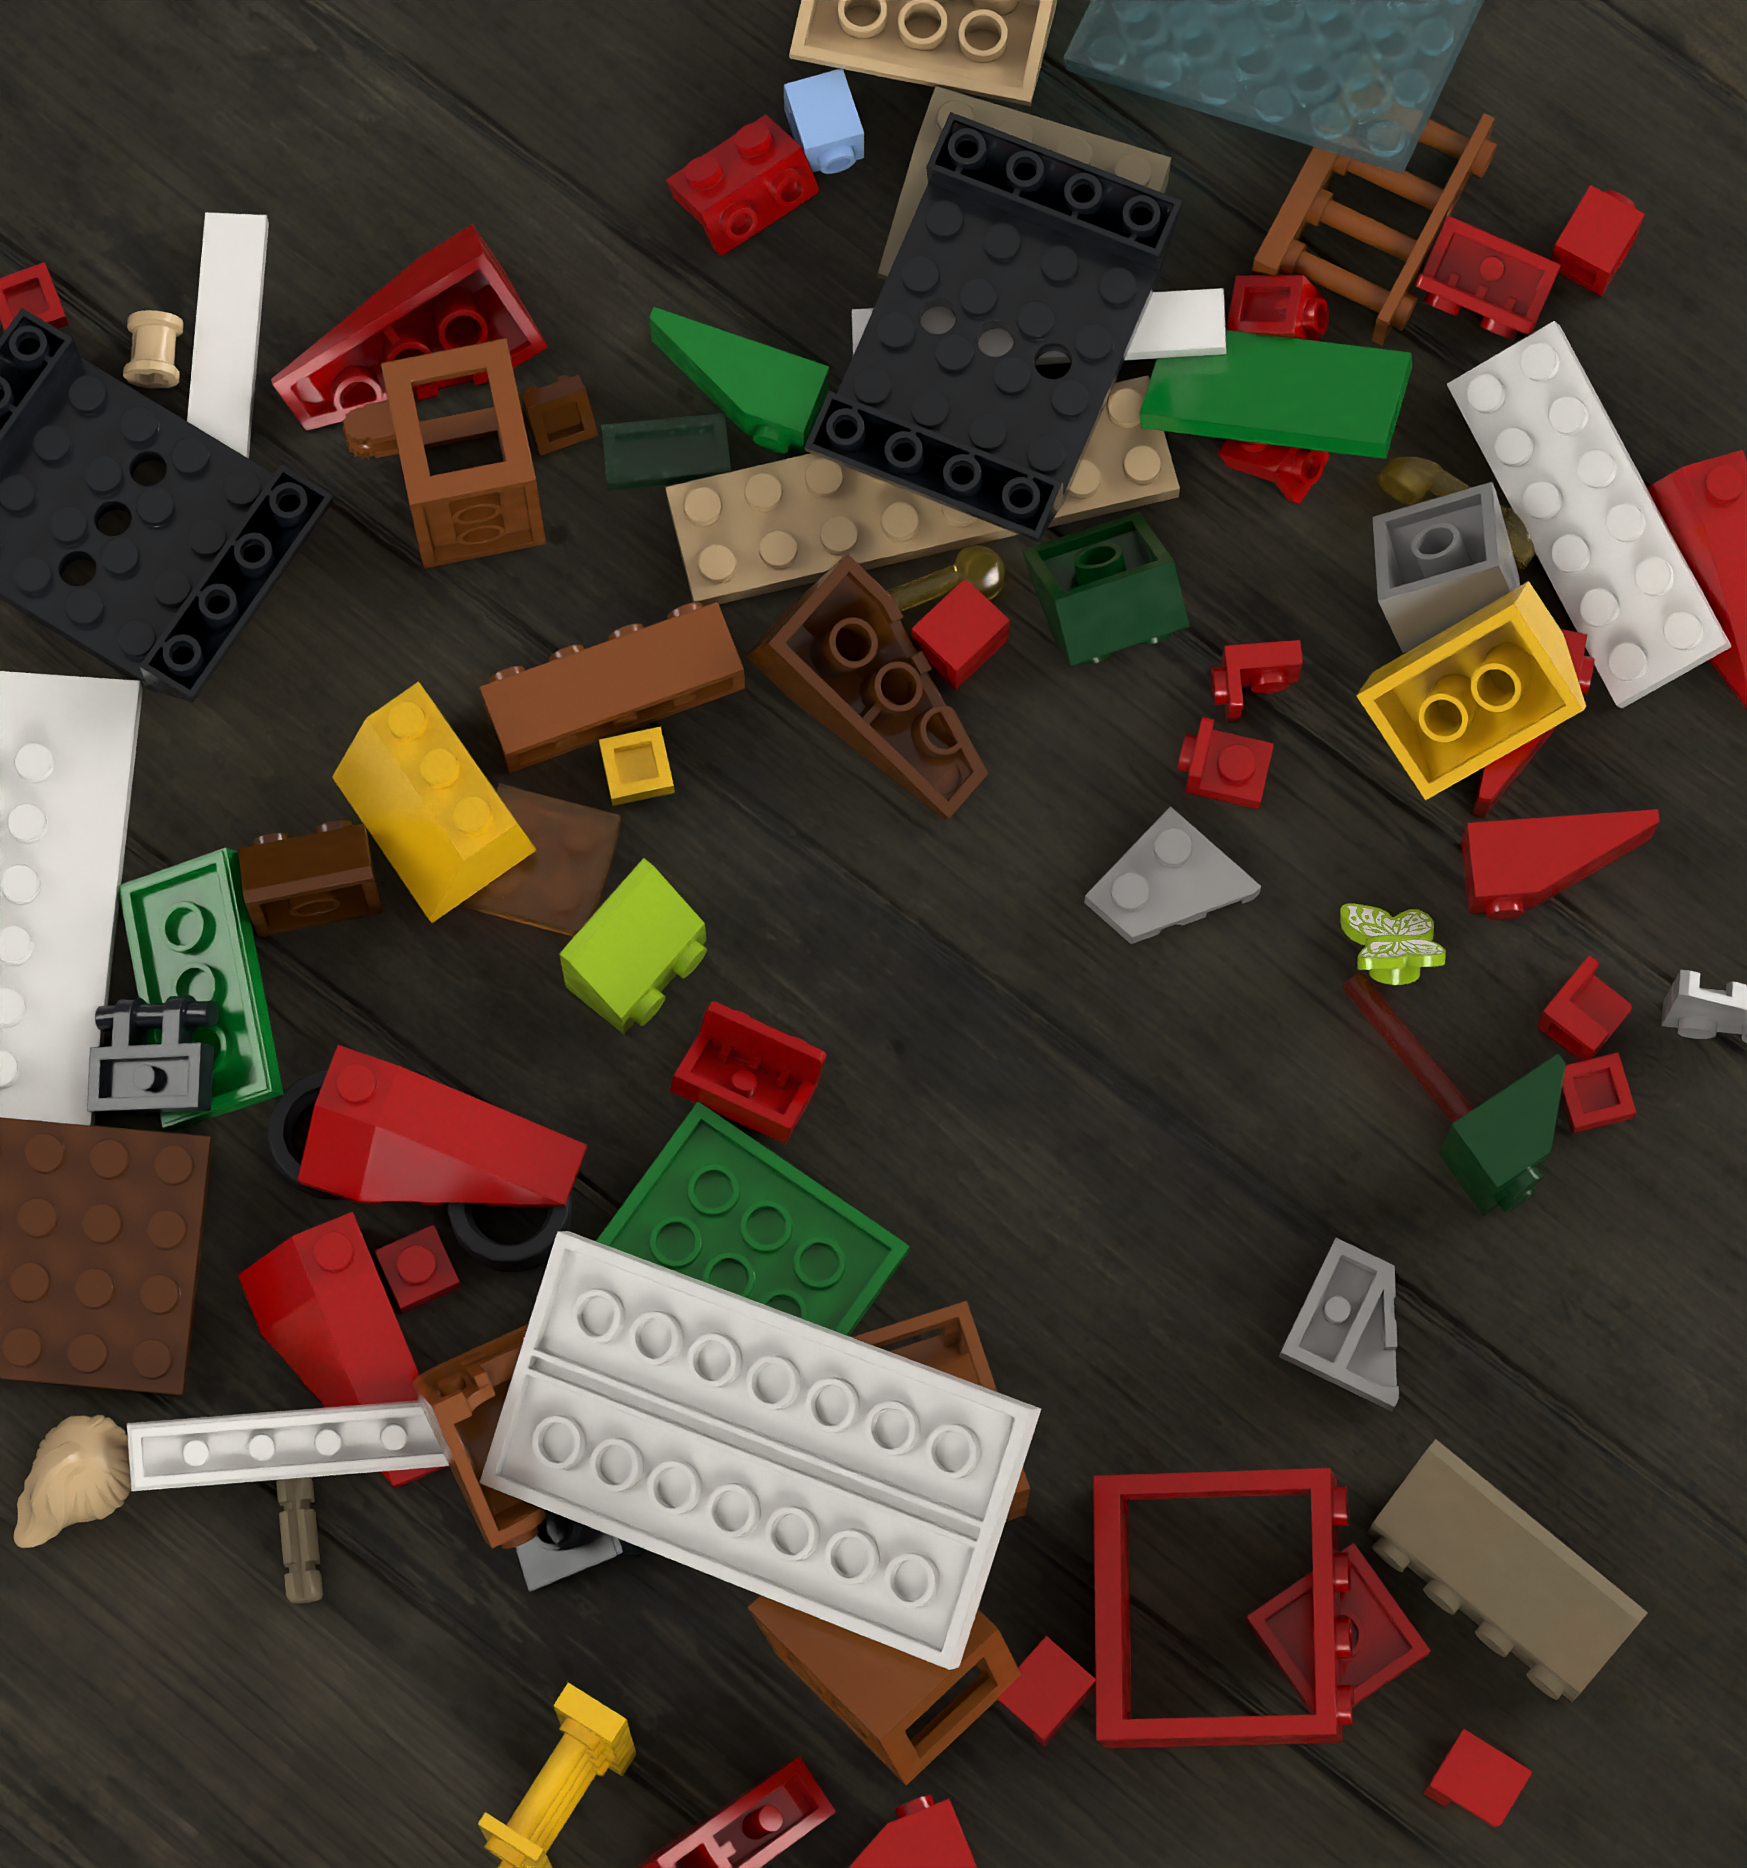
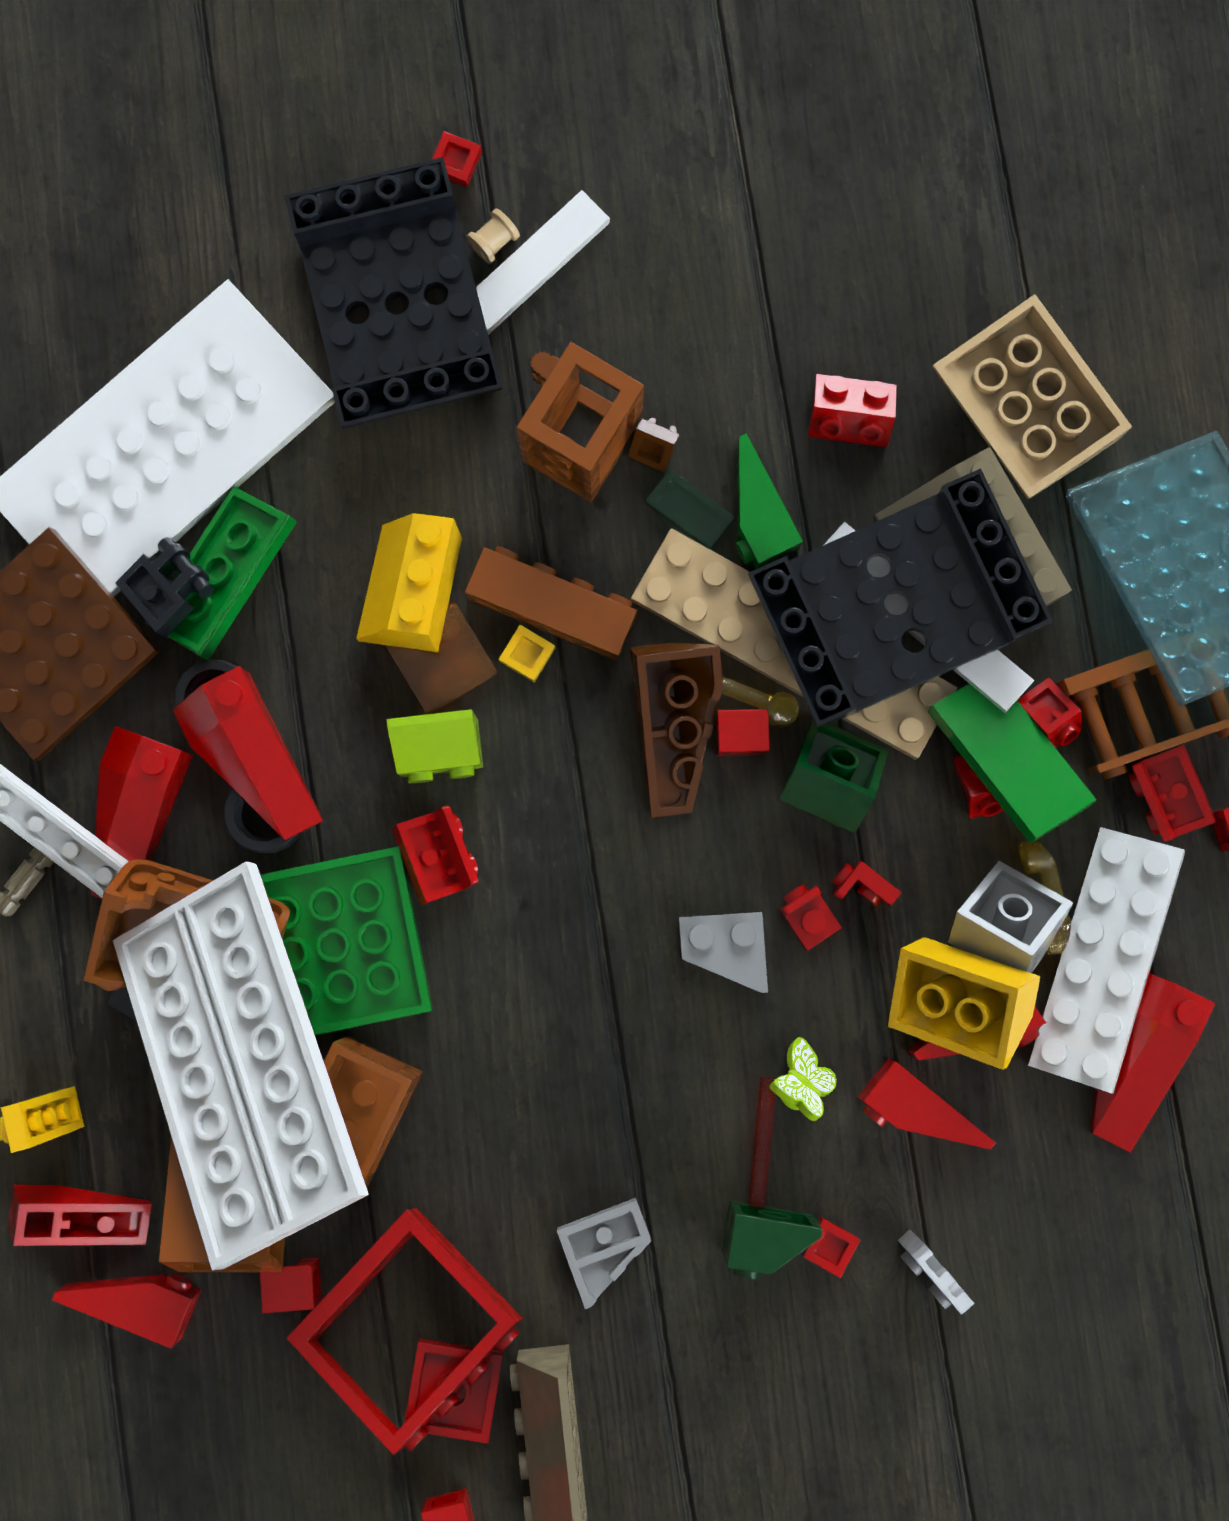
camera: 40 degrees right, 10 degrees up
(309, 878) = (319, 564): reddish brown slope -> none
(418, 1268) = (198, 801): red plate -> none
(436, 304) = (640, 340): red wedge -> none
(825, 121) = (920, 415): light blue brick -> none
(1584, 1013) = (864, 1202): red panel -> none

